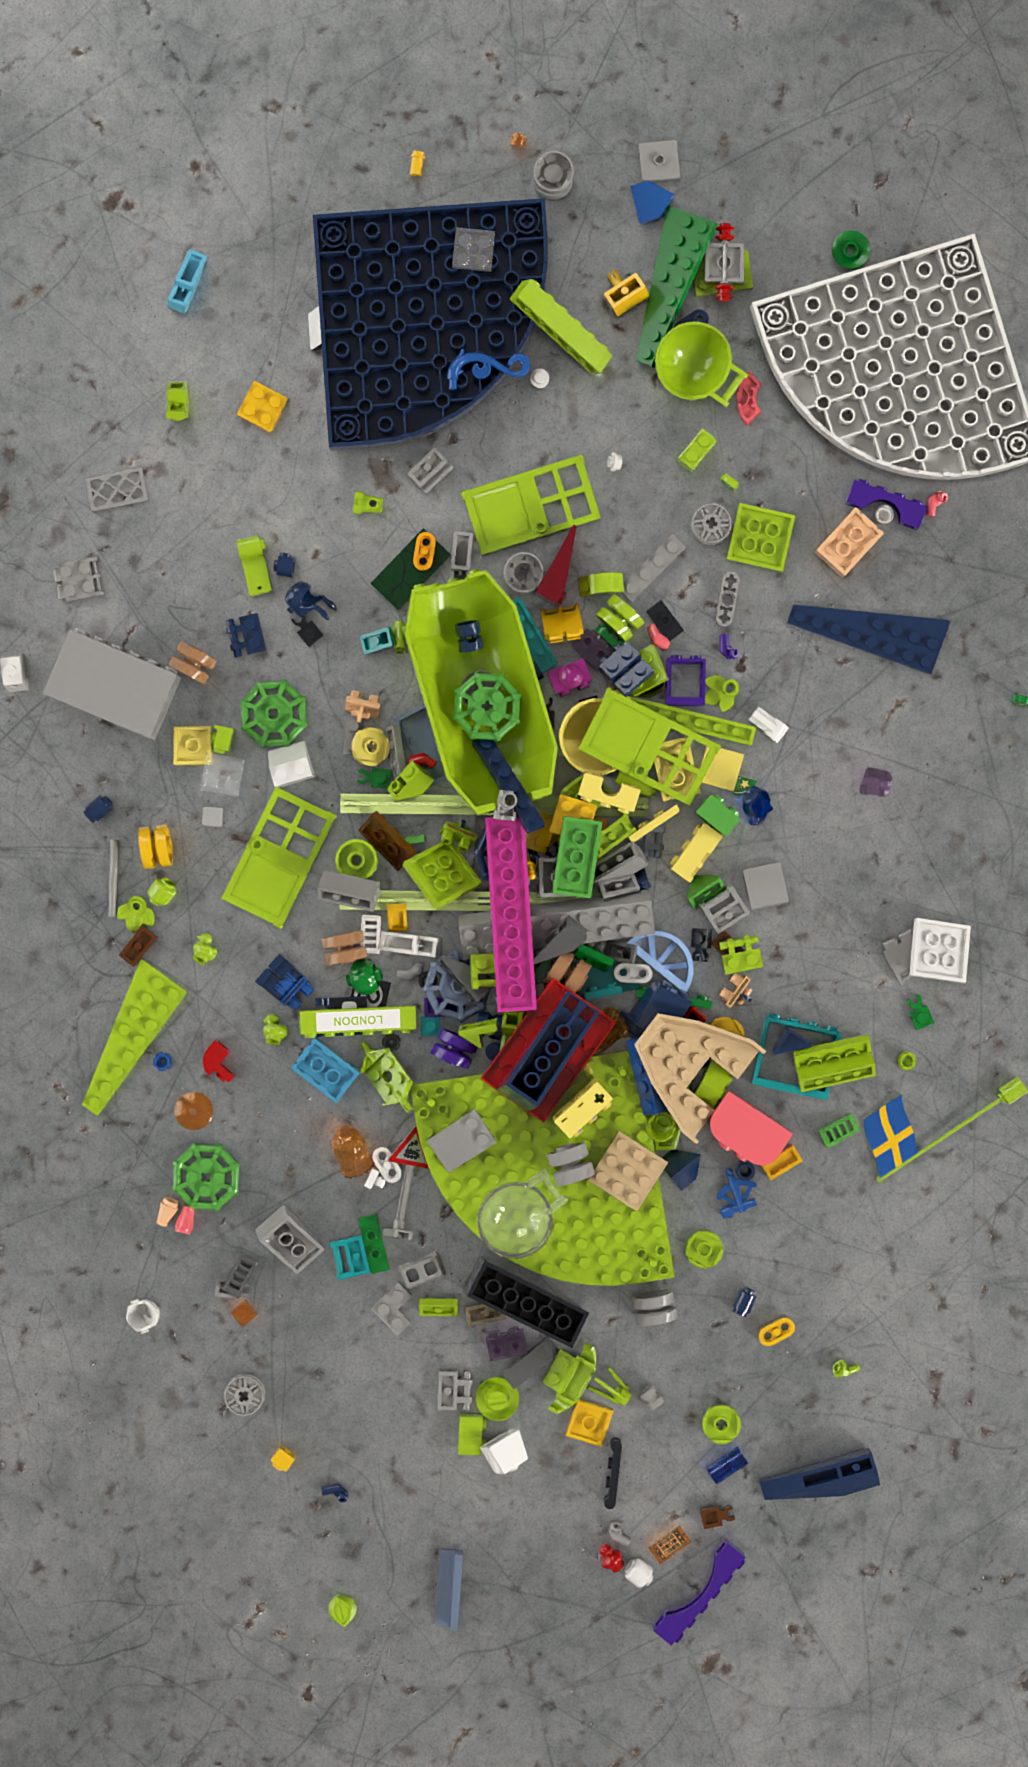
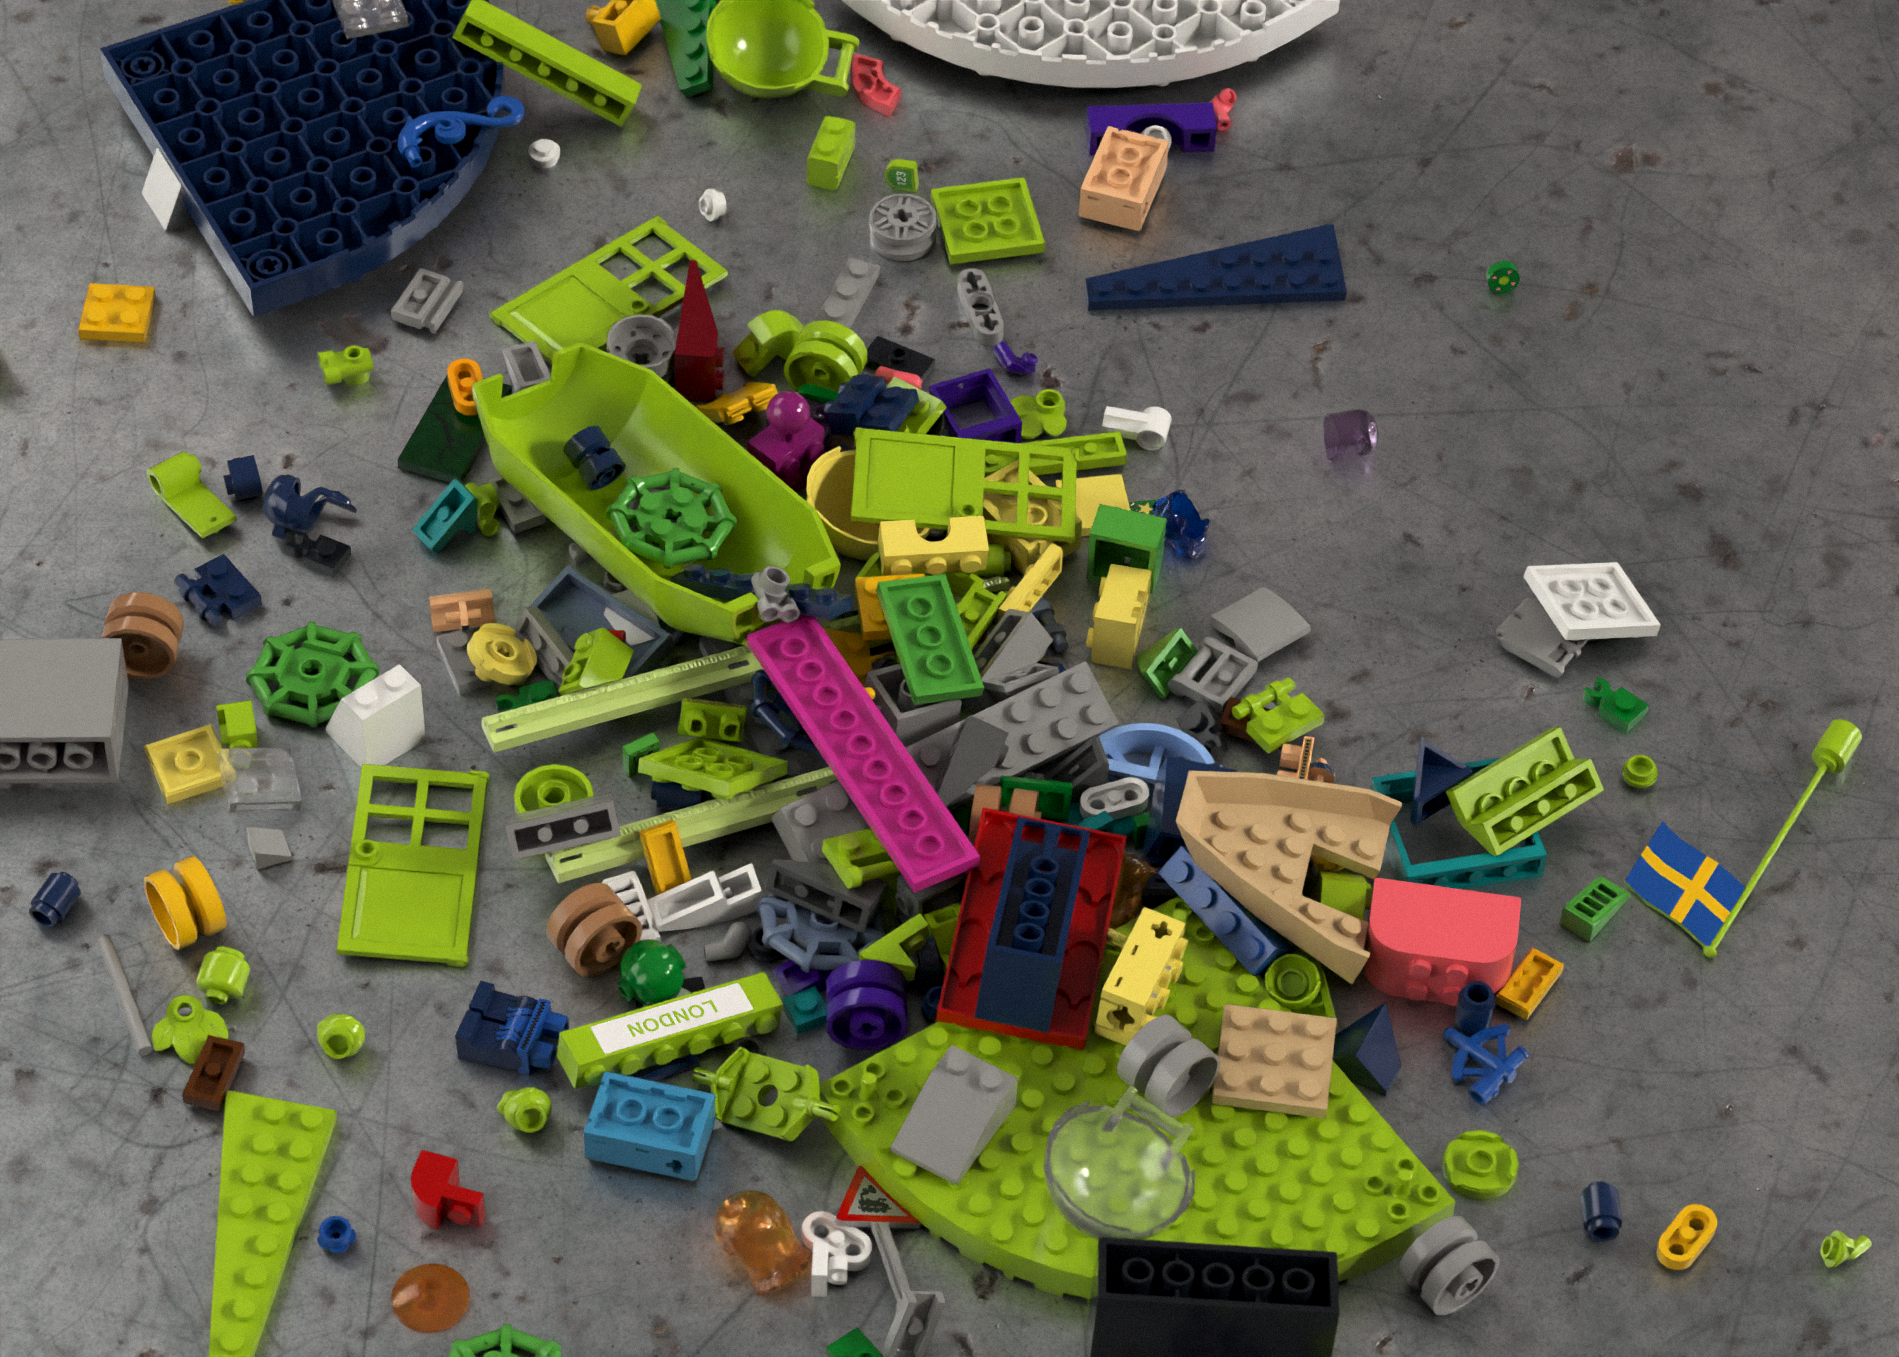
camera: 25 degrees left, 40 degrees down
(387, 840) = (601, 754): reddish brown plate -> none

